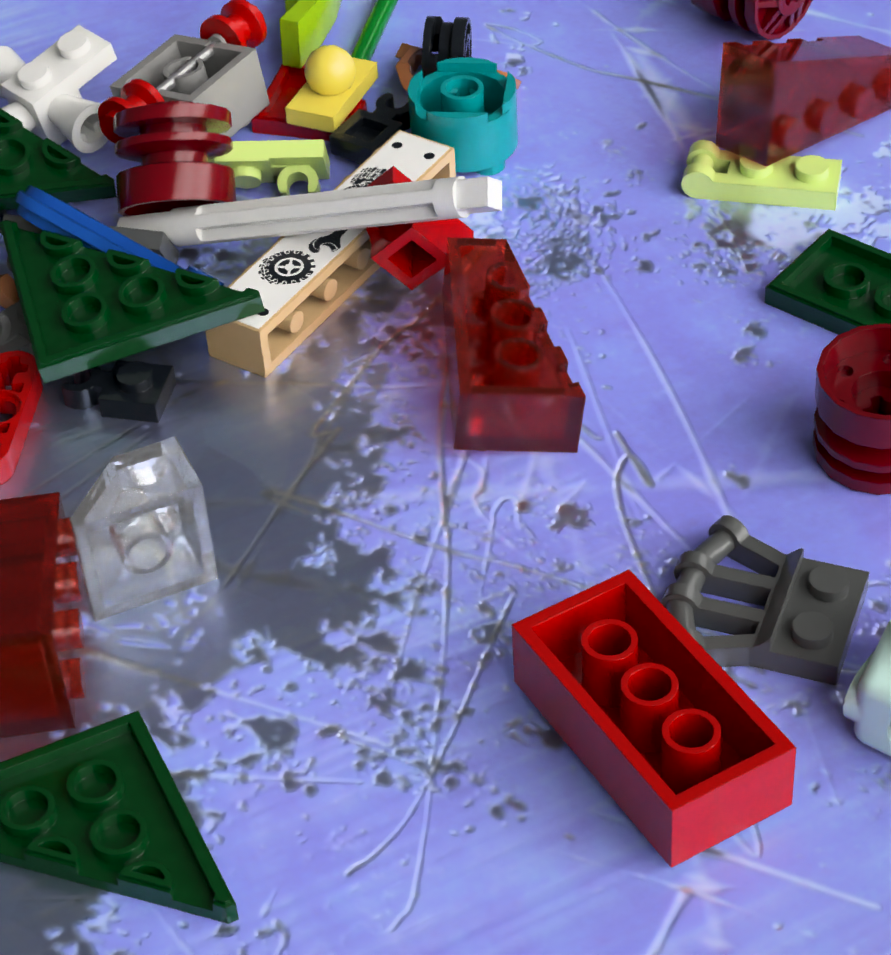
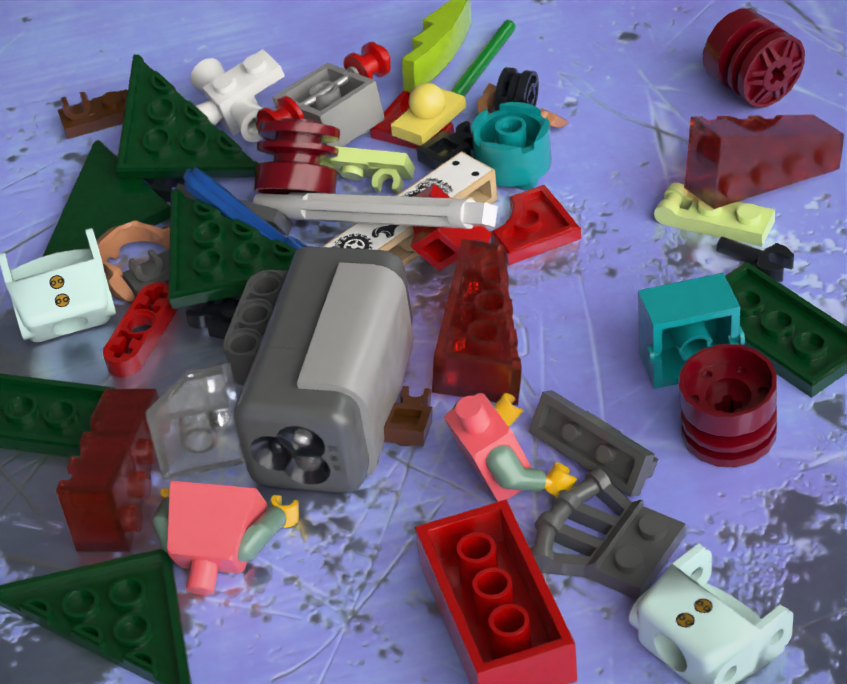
camera: 15 degrees right, 0 degrees up
(206, 673) = (217, 528): none -> coral torso
(303, 428) = (319, 366): none -> piece
(434, 489) = (409, 420): none -> reddish brown plate
(531, 215) = (535, 225): none -> red tile
(580, 511) = (495, 453): none -> torso
(704, 483) = (592, 442): none -> dark grey plate
(785, 313) = (683, 320): none -> teal brick
(860, 222) = (770, 260): none -> black bar

